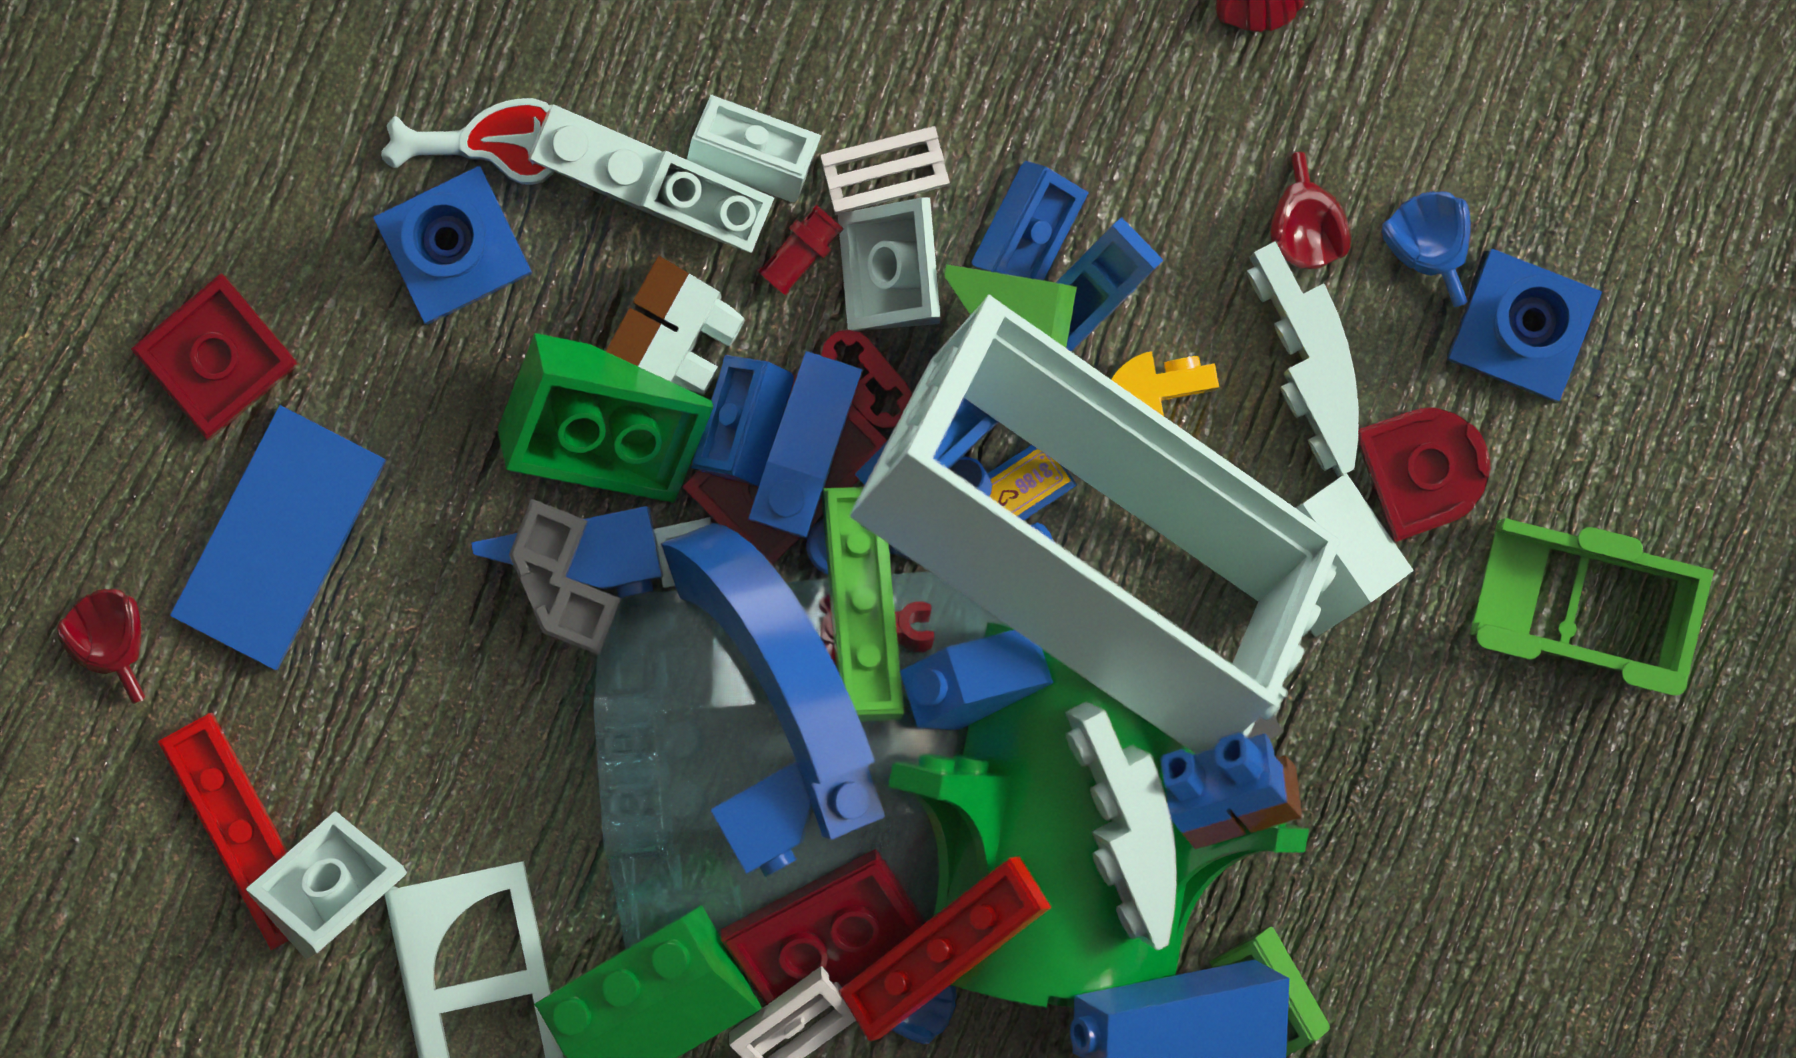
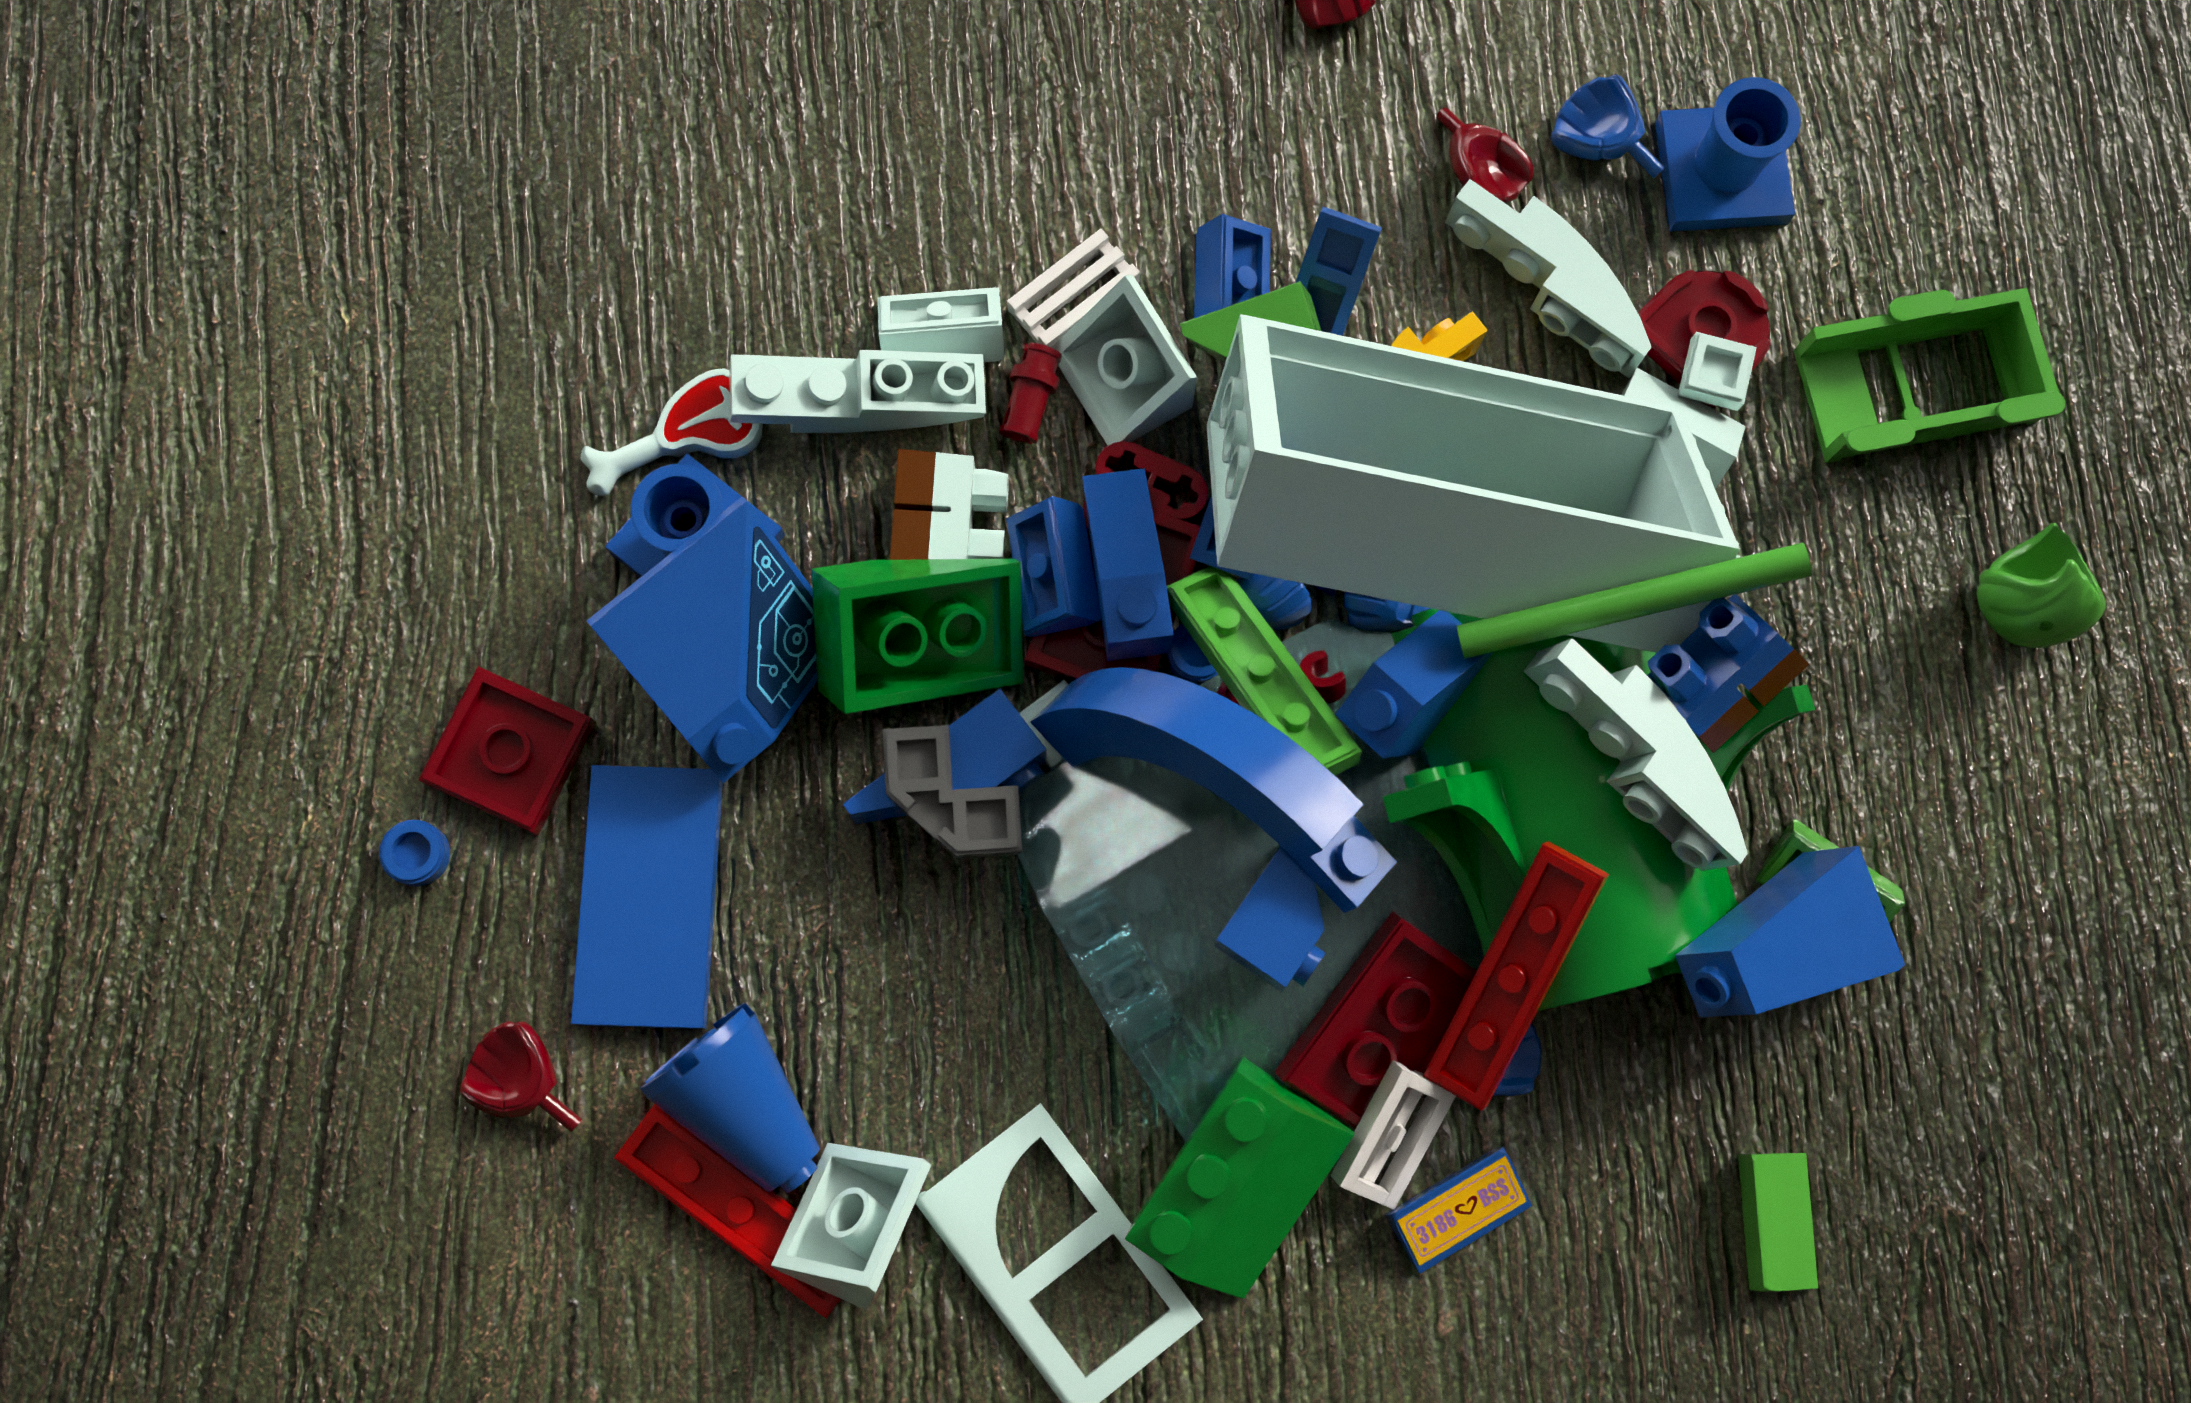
camera: 25 degrees left, 10 degrees down
(101, 408) = (414, 853): none -> blue tile
(277, 744) = (738, 1102): none -> blue cone
(431, 358) = (719, 638): none -> blue slope
(1171, 702) = (1635, 600): none -> bright green piece
(1407, 513) = (1717, 371): none -> light aqua tile
(1577, 839) = (2040, 592): none -> bright green piece

